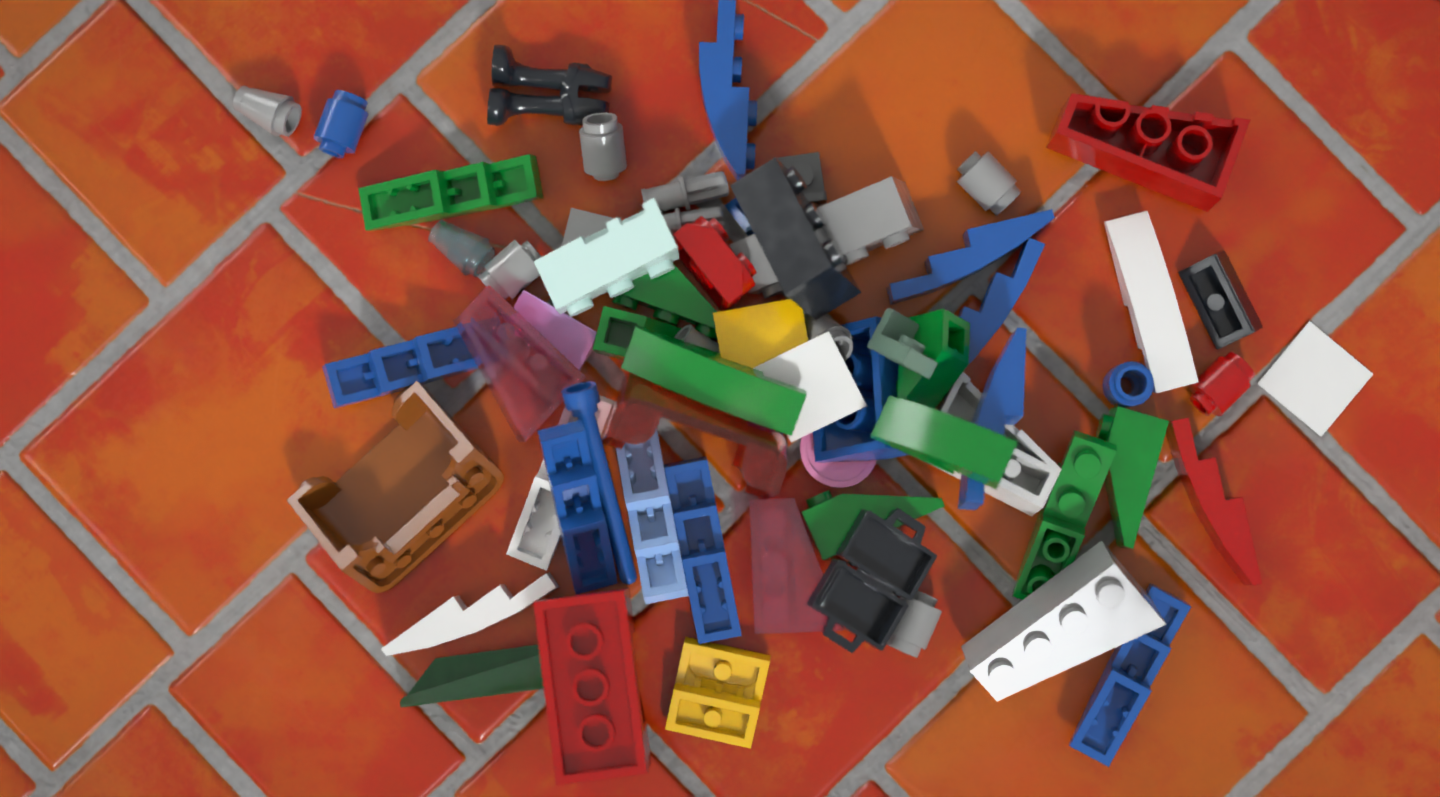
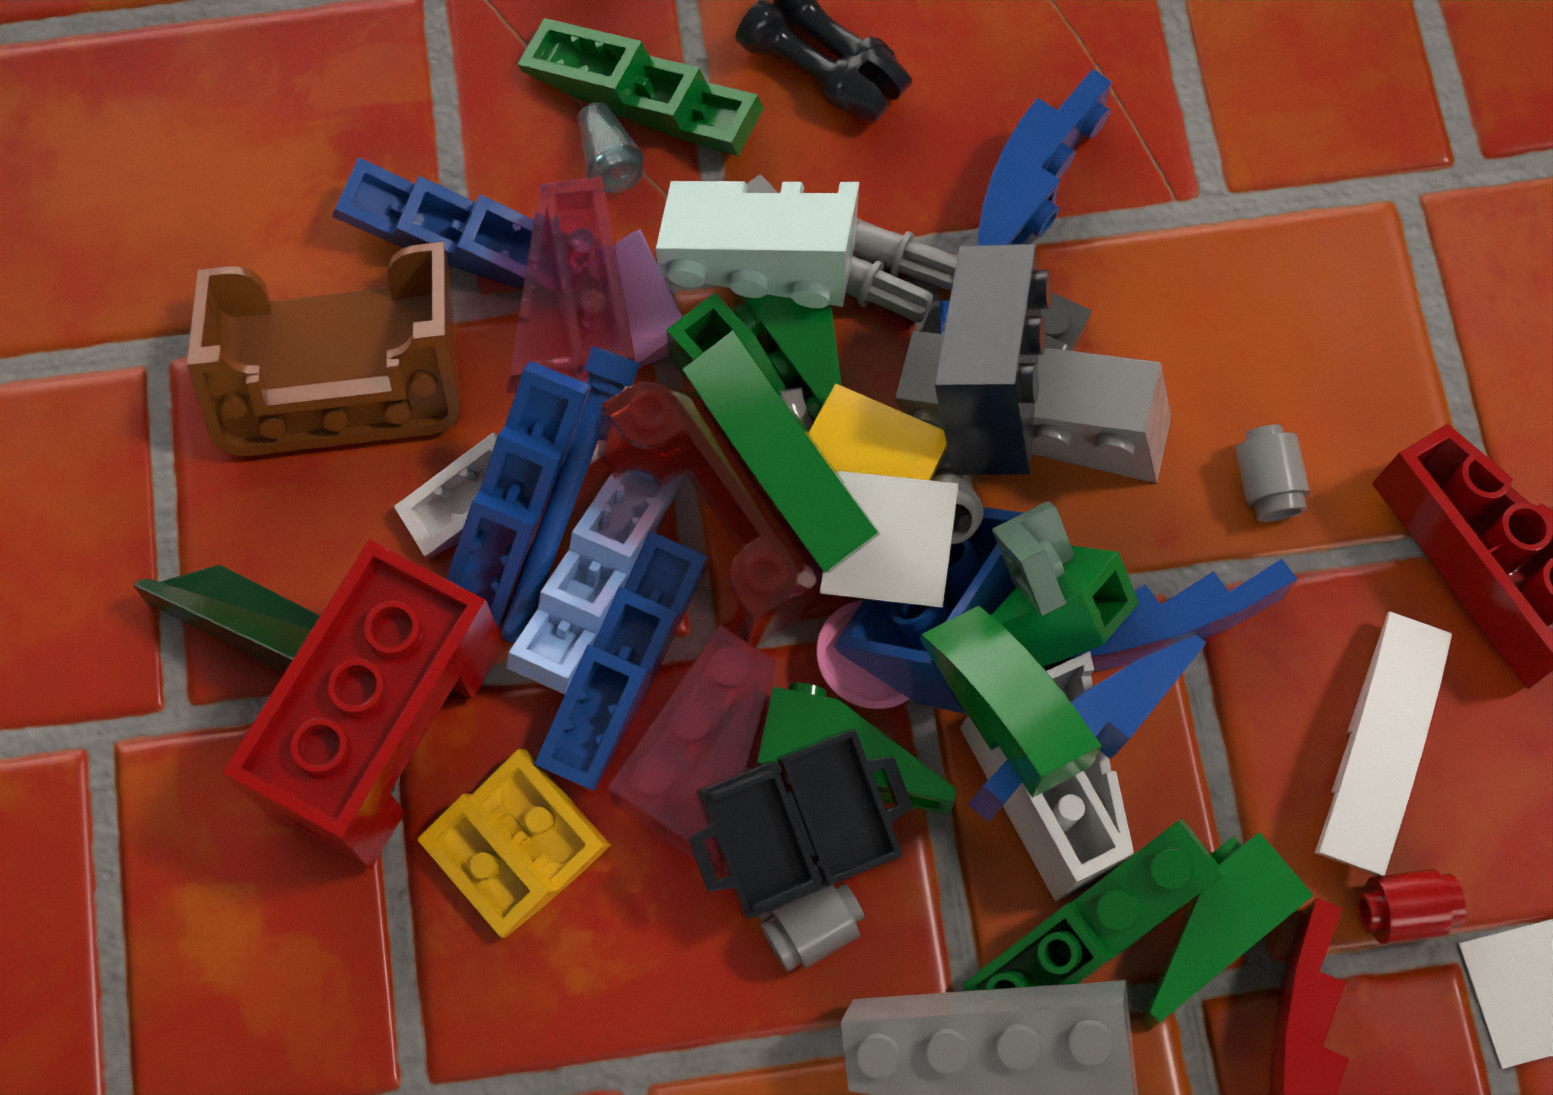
camera: 30 degrees right, 15 degrees down
(456, 620) = (275, 536): white slope -> none
(511, 269) = (637, 203): light grey brick -> none
(602, 146) = (845, 140): light grey brick -> none
(713, 263) = (877, 327): red slope -> none
(982, 248) = (1221, 541): blue slope -> none
(1141, 384) = (1302, 806): blue brick -> none
(1220, 299) = (1477, 806): black slope -> none

